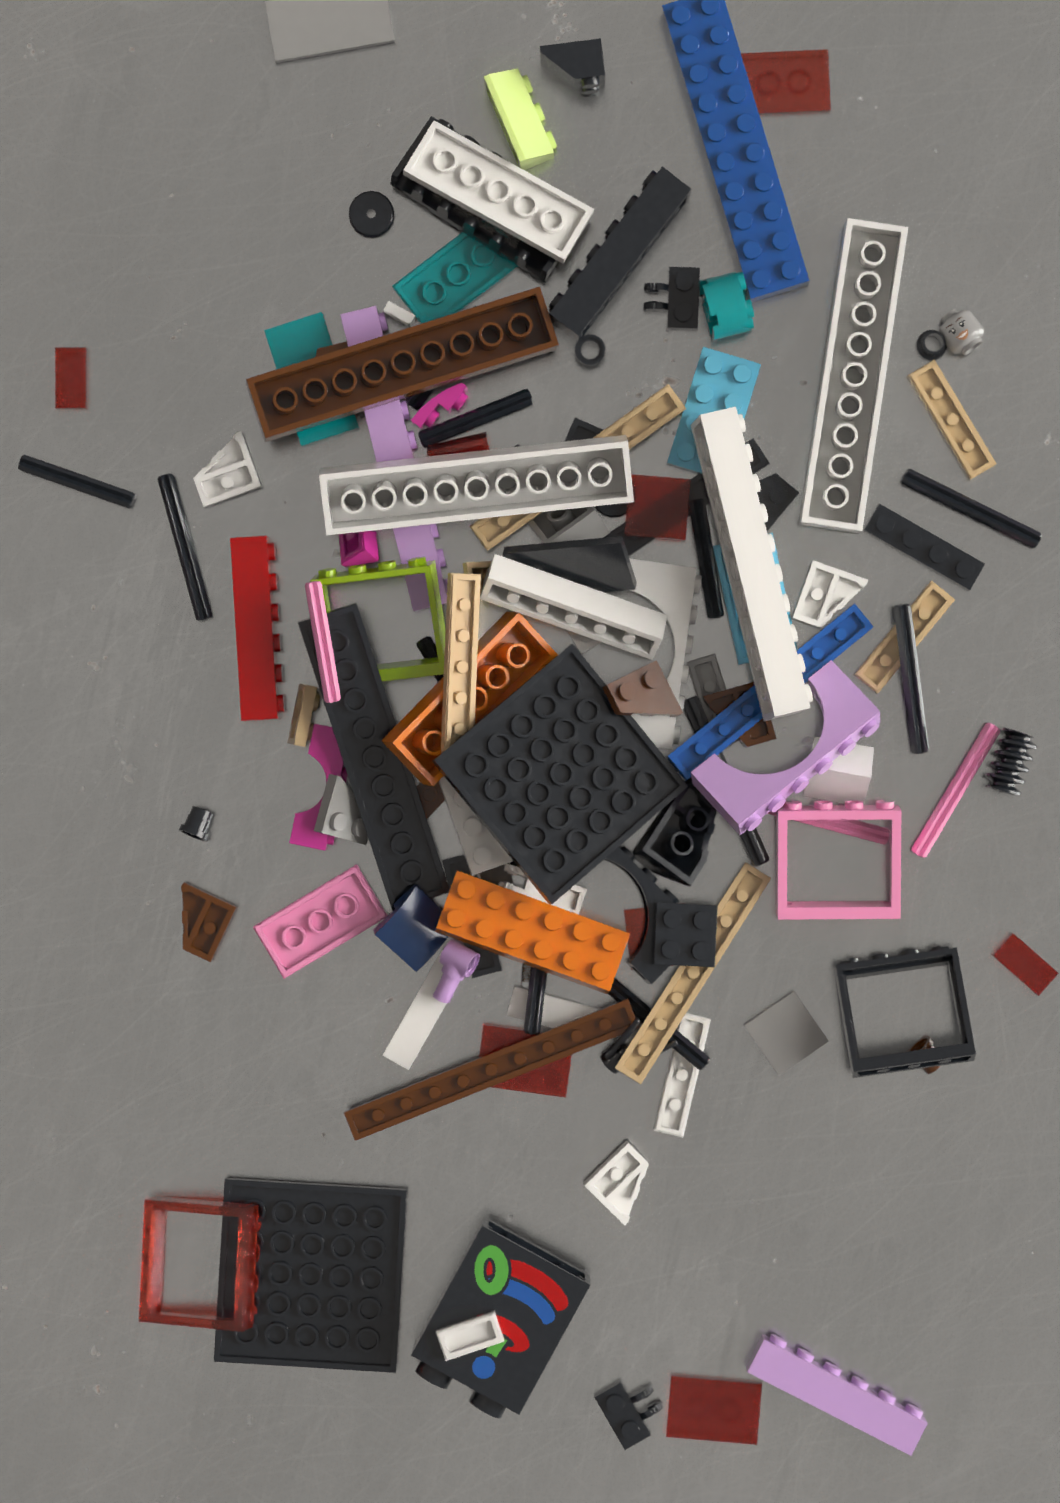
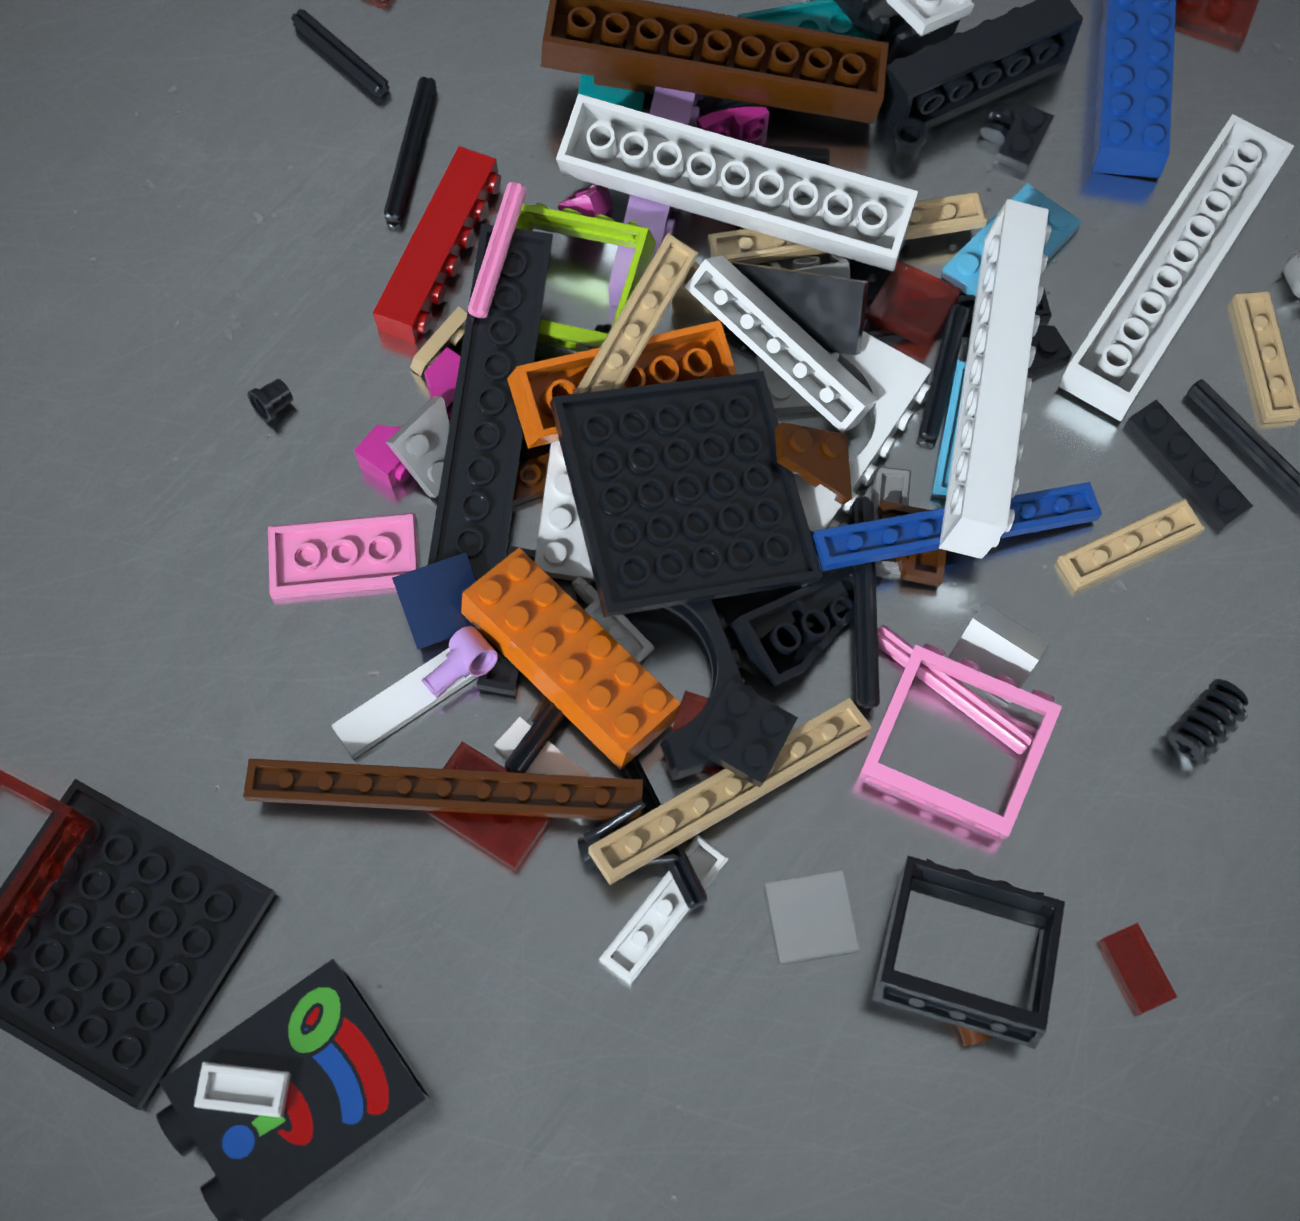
camera: 20 degrees right, 20 degrees down
(204, 921) = (219, 498): reddish brown wing -> none
(227, 473) = (488, 103): white wing -> none
(619, 1180) = (527, 1001): white wing -> none
(726, 305) = (1070, 146): teal brick -> none
(747, 797) = (890, 610): lavender arch -> none
(825, 593) = (1061, 461): white wing -> none
(911, 678) = (1123, 585): black axle -> none
(922, 349) = (1272, 275): black piece -> none
(955, 790) = (1127, 730): bright pink axle -> none

